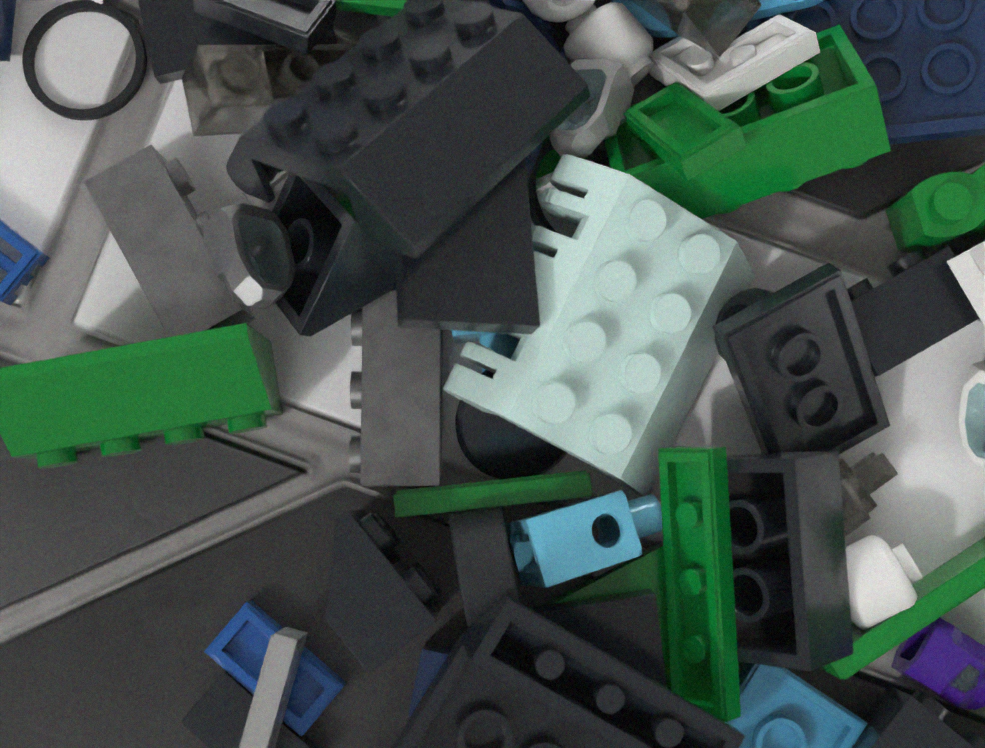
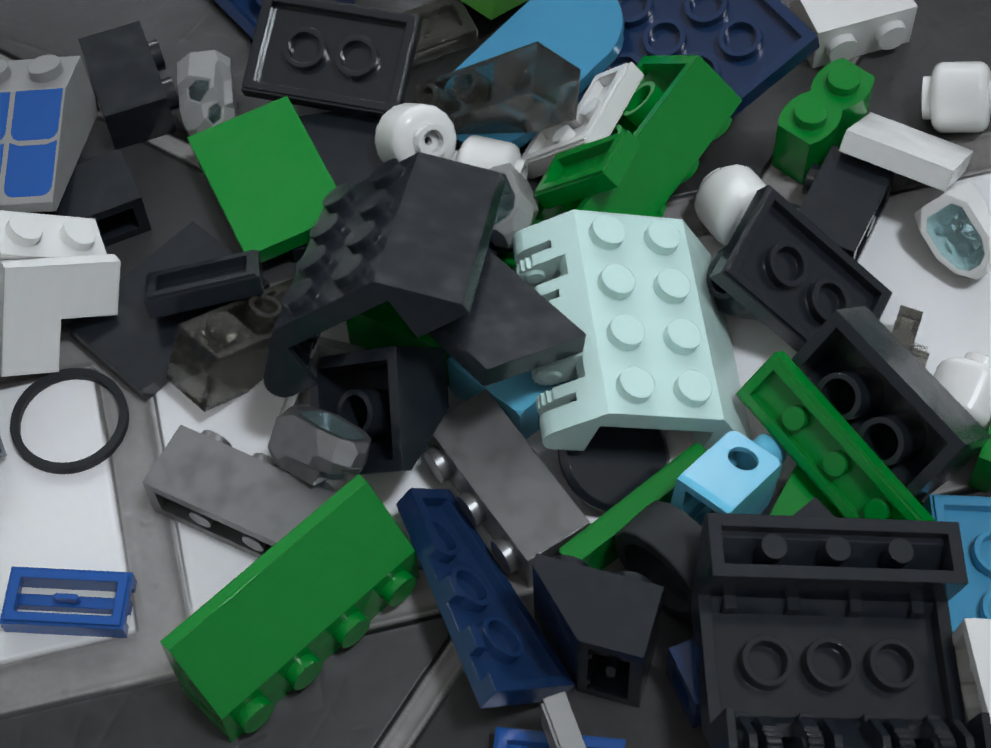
camera: 30 degrees left, 25 degrees down
(296, 490) = (486, 619): none -> dark blue wing
(811, 234) = (725, 198): none -> white head

